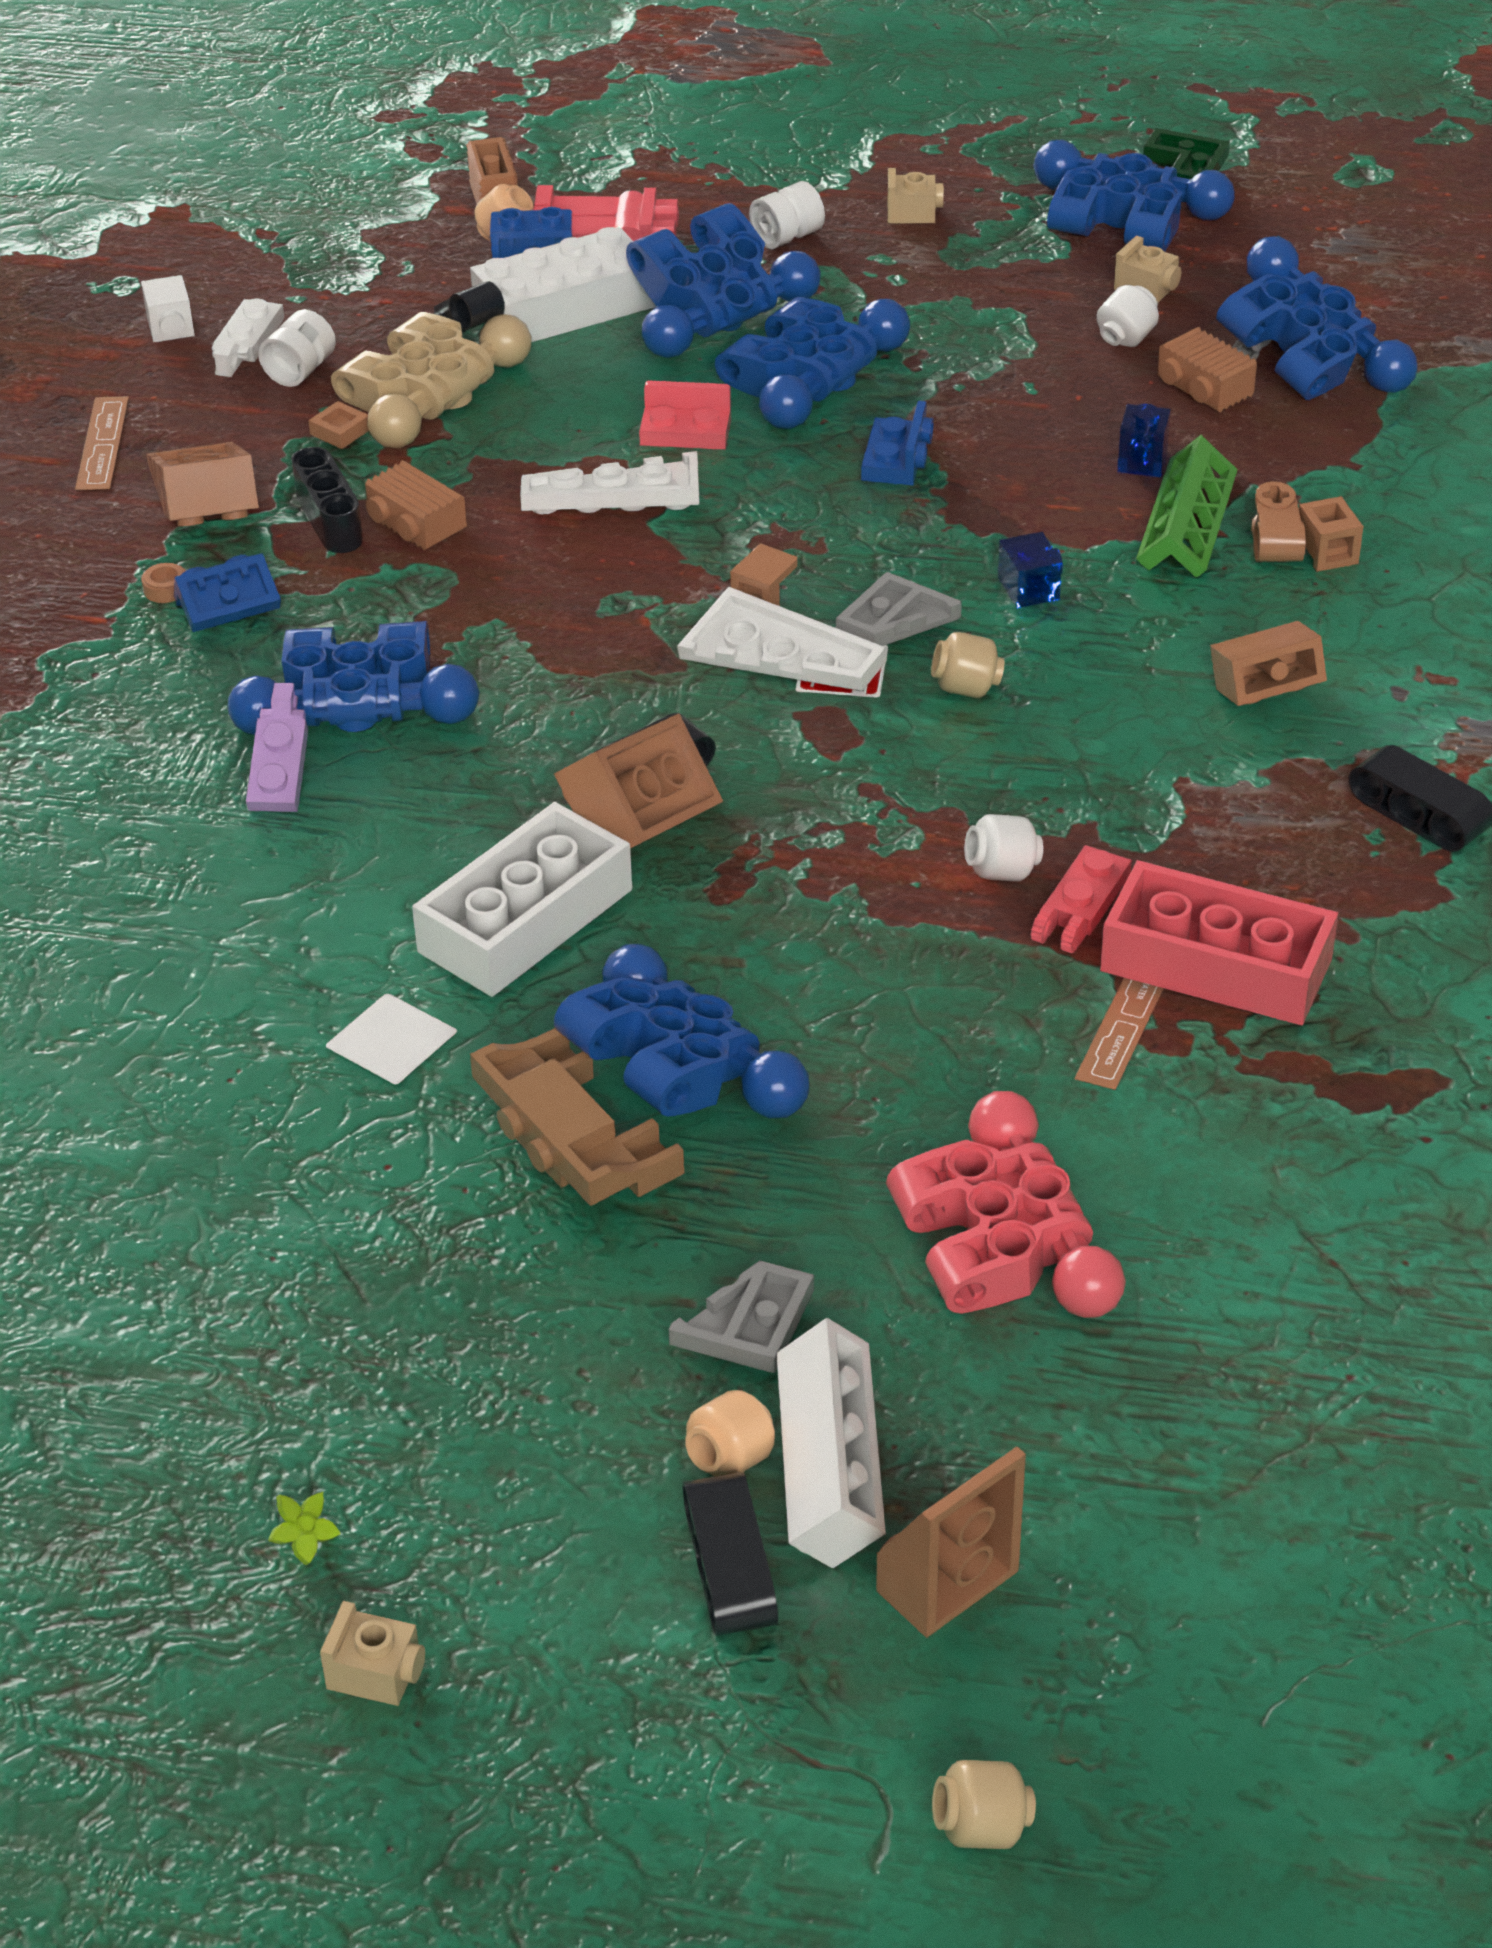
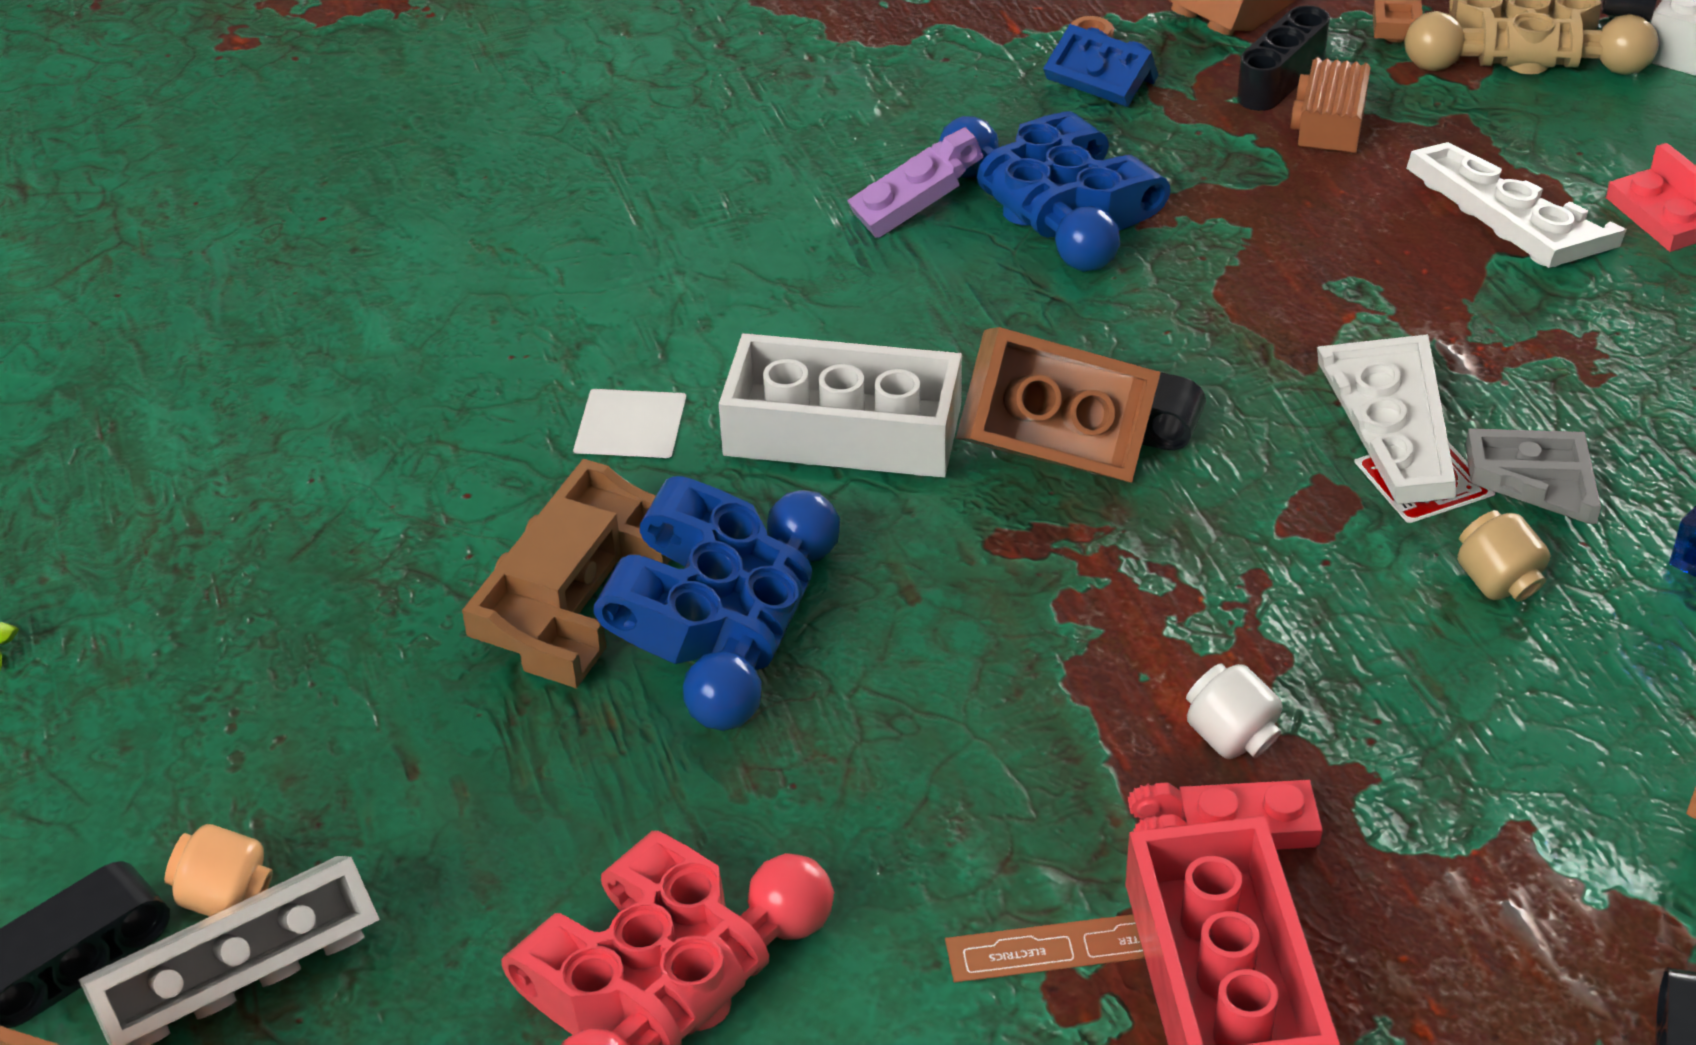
camera: 60 degrees right, 0 degrees up
(748, 1318) = (399, 820): light grey wing -> none
(763, 572) = (1465, 347): nougat panel -> none

